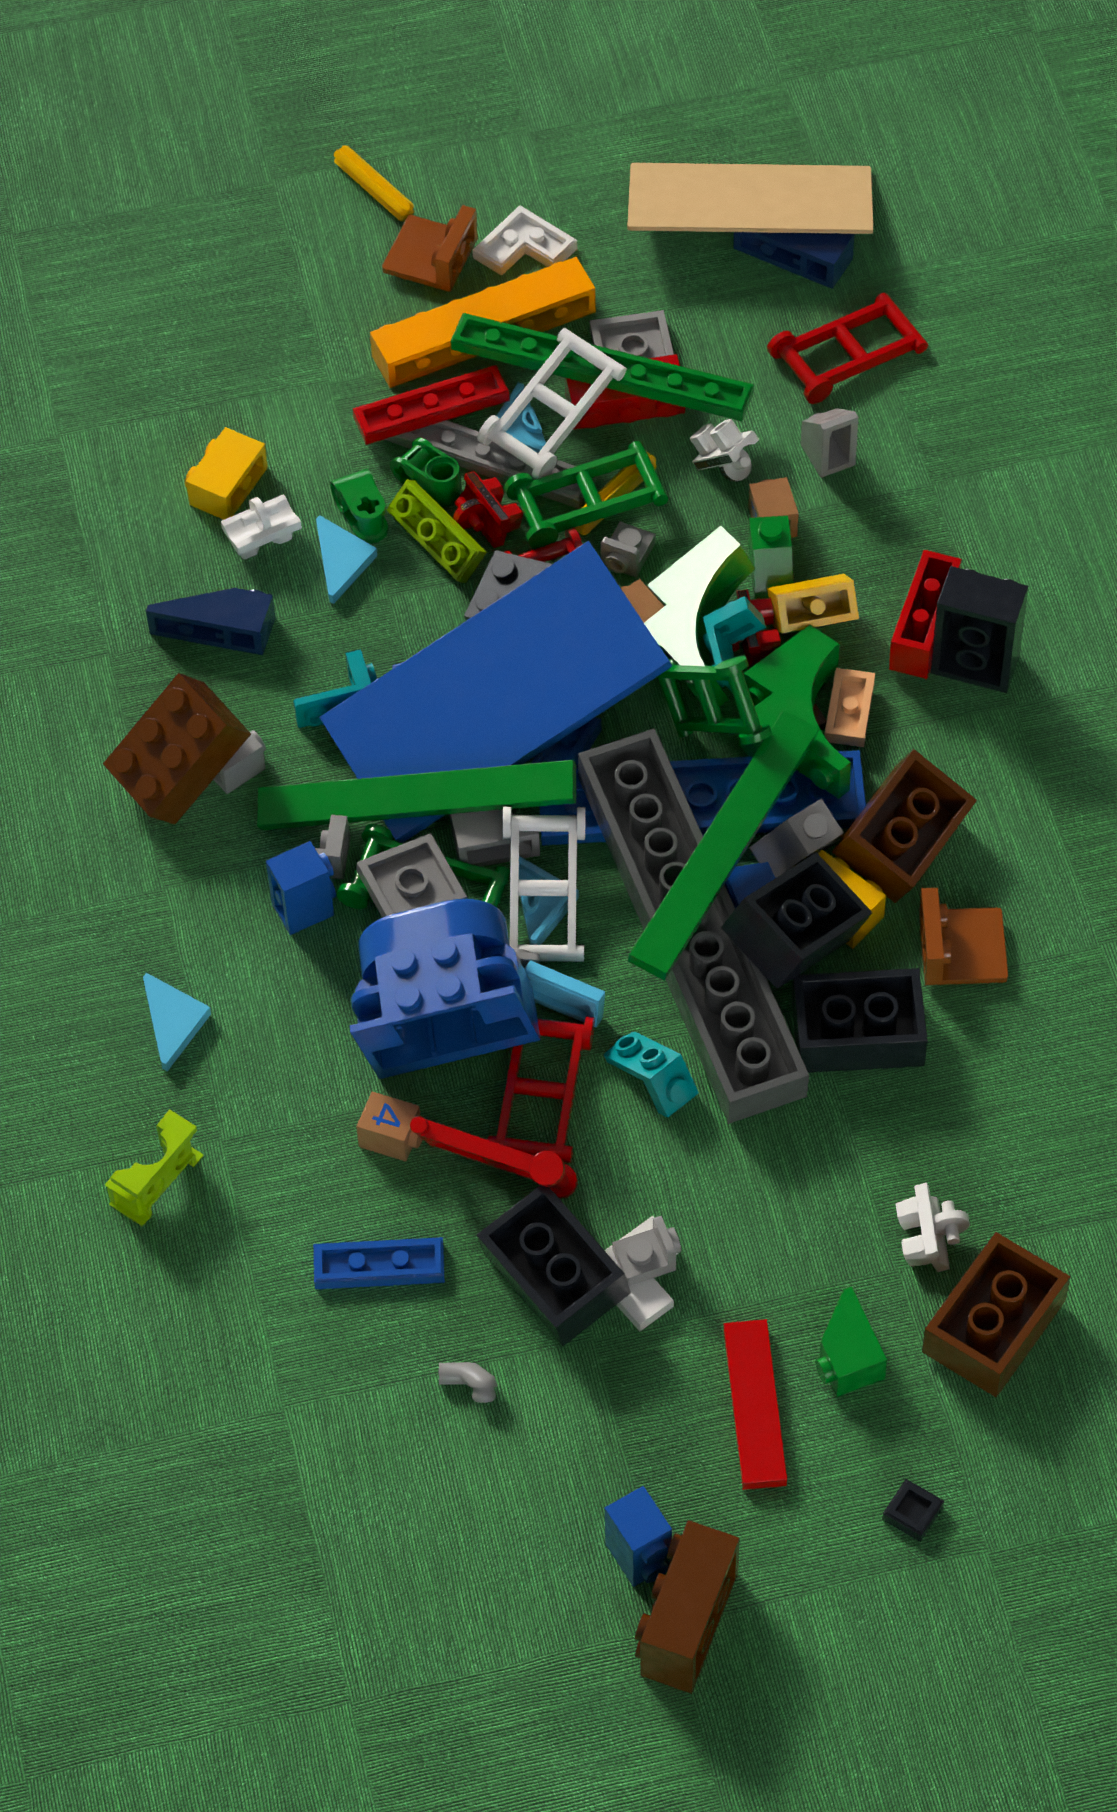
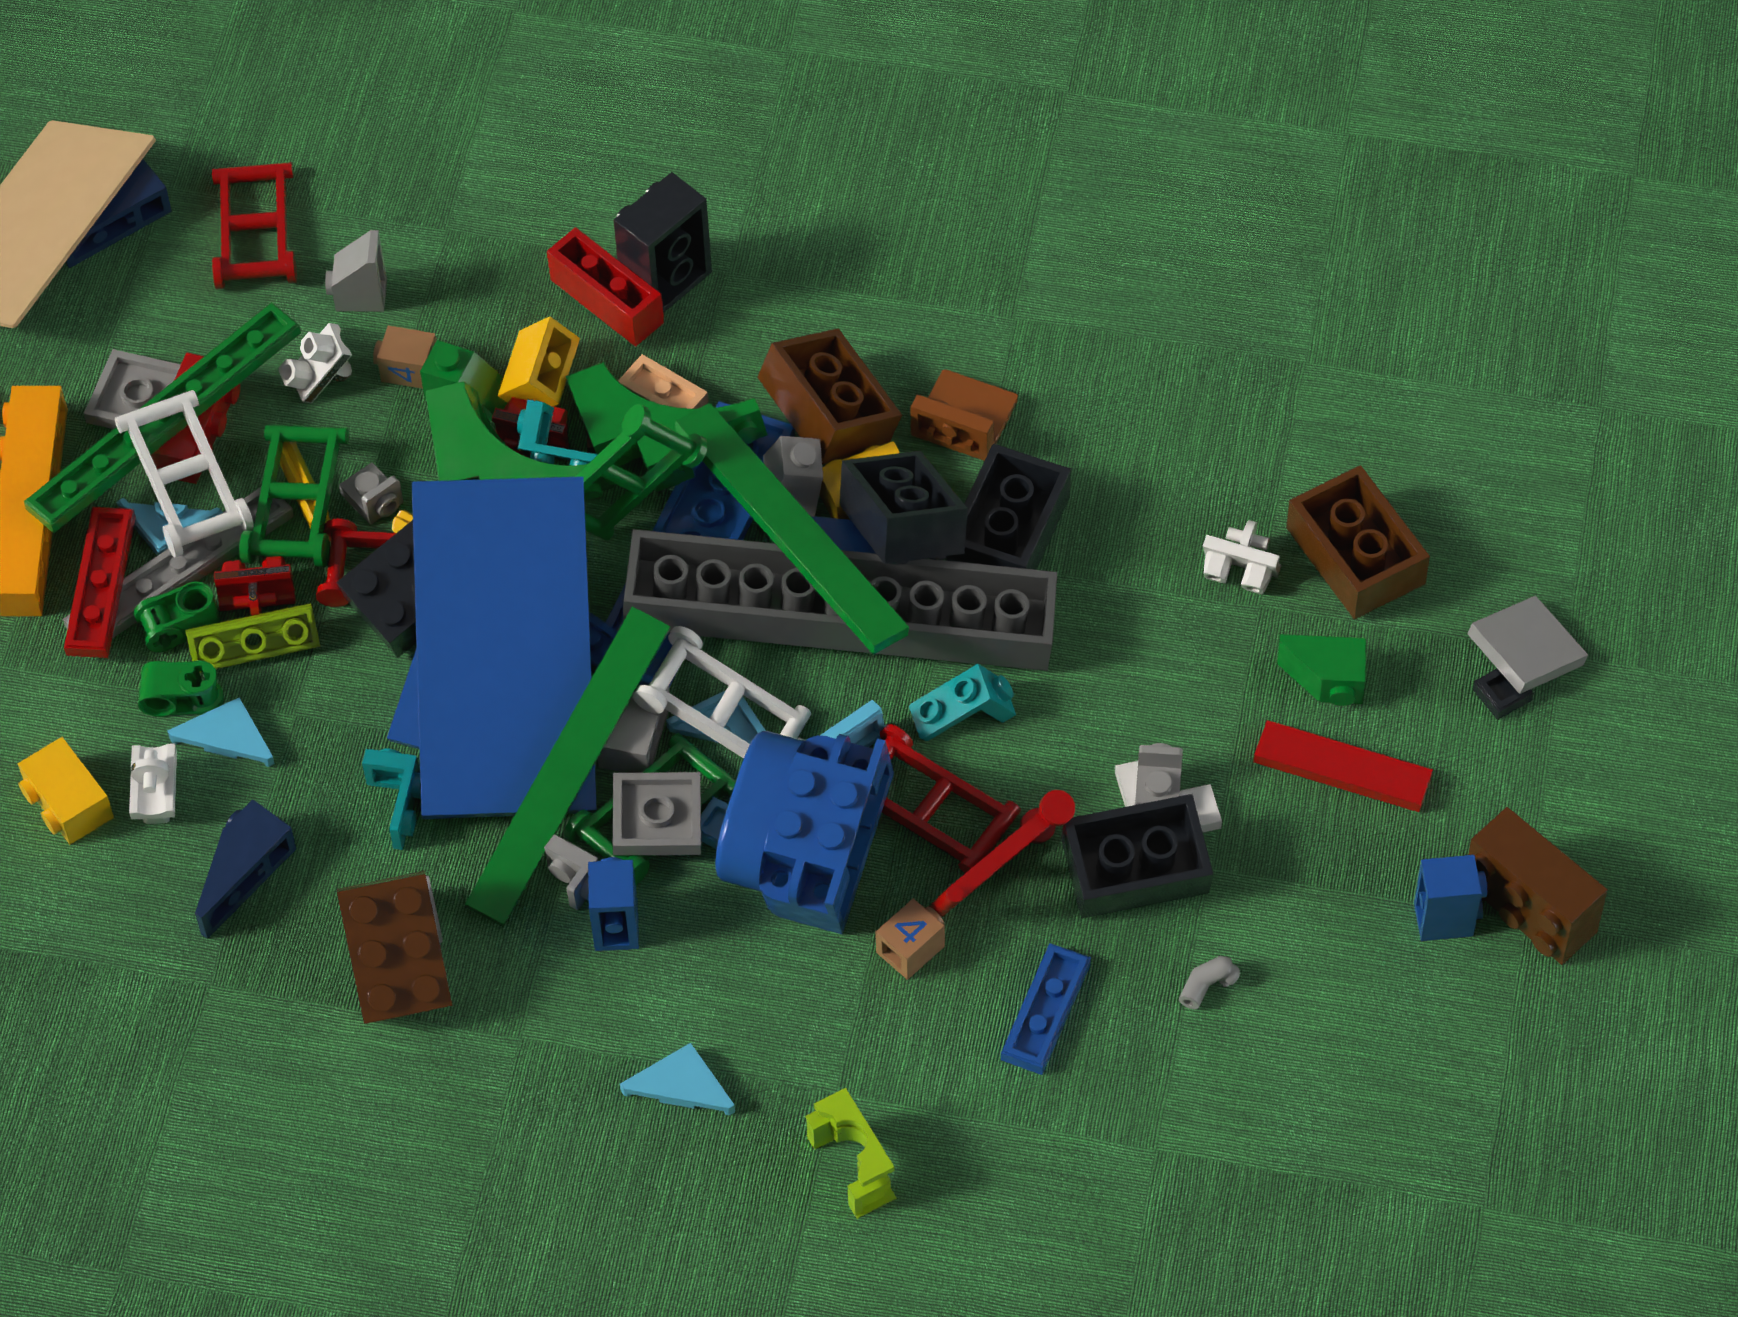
camera: 65 degrees left, 0 degrees up
(971, 1509) = (1527, 644): none -> light grey tile

